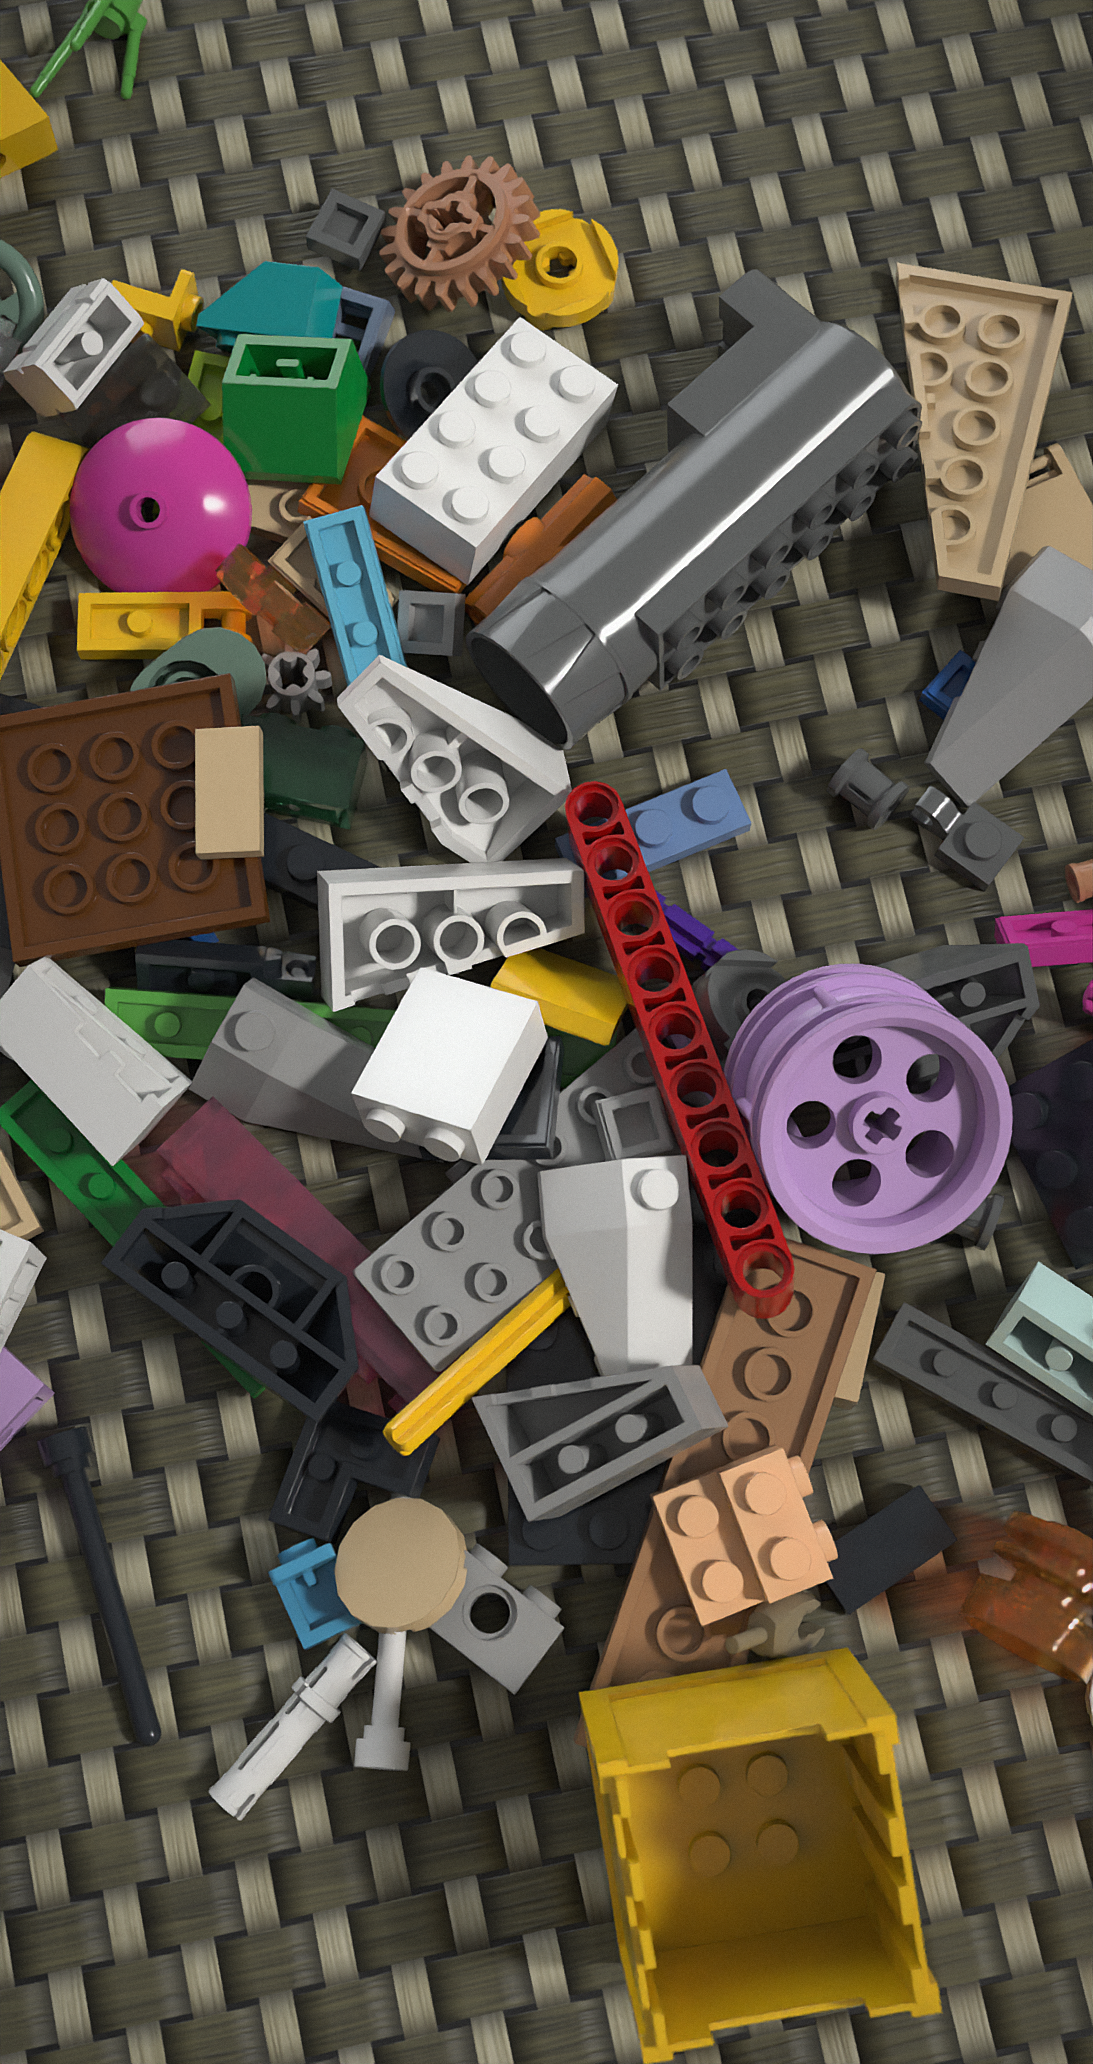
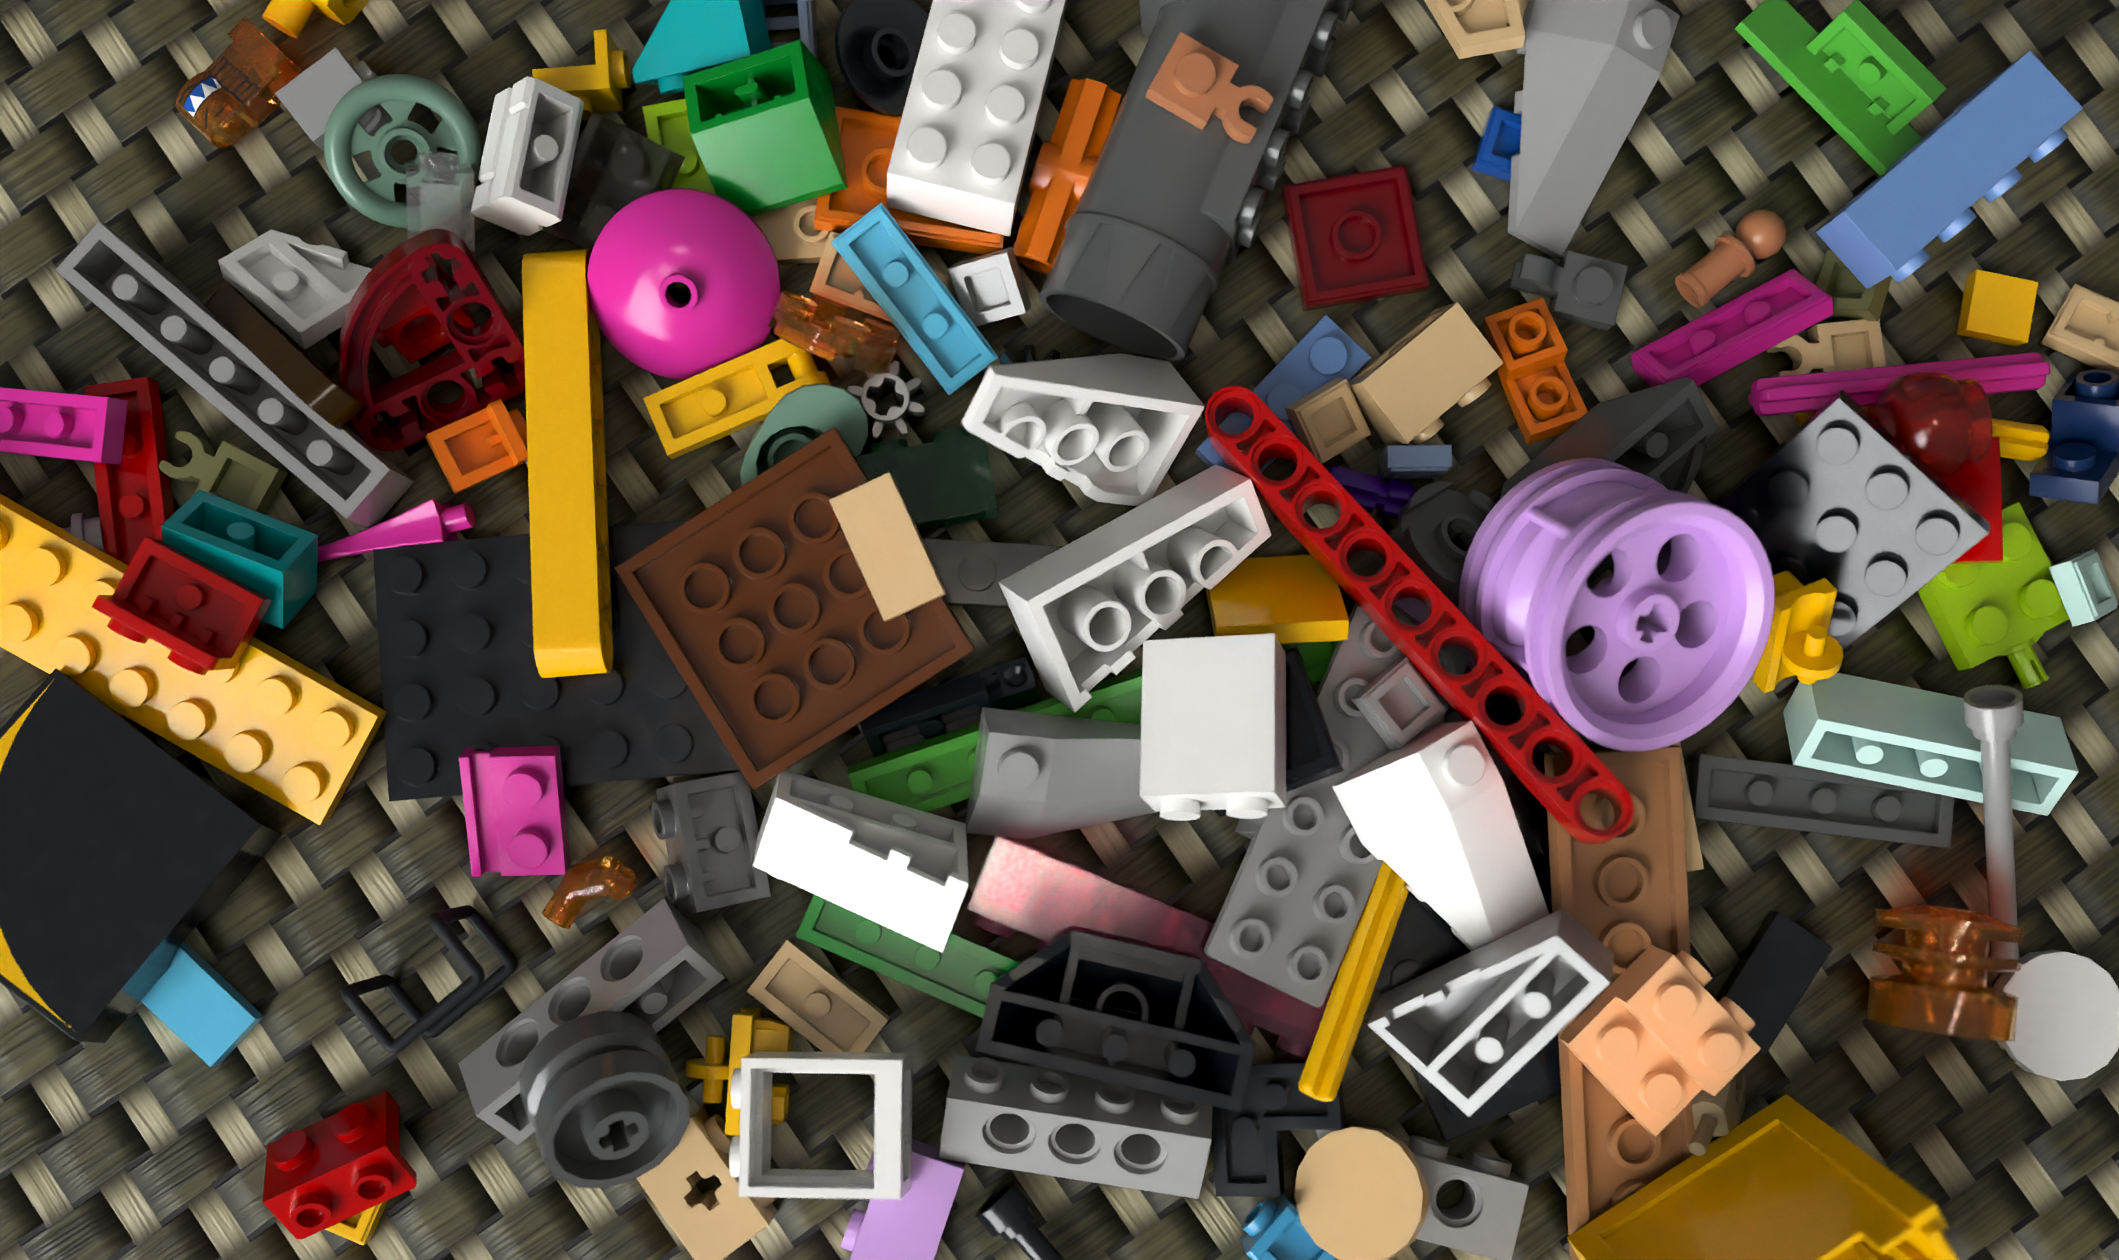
camera: 25 degrees left, 10 degrees up
(132, 1393) = (1074, 1127): none -> light grey brick
(678, 504) = (1198, 84): none -> nougat plate
(684, 859) = (1328, 419): none -> tan tile
(748, 928) = (1414, 461): none -> sand blue tile
(783, 715) = (1355, 238): none -> dark red tile
(788, 854) = (1424, 375): none -> tan brick
(867, 788) = (1466, 279): dark grey bush -> none
(898, 894) = (1534, 370): none -> orange slope
(1034, 1218) = (1799, 634): none -> yellow hips

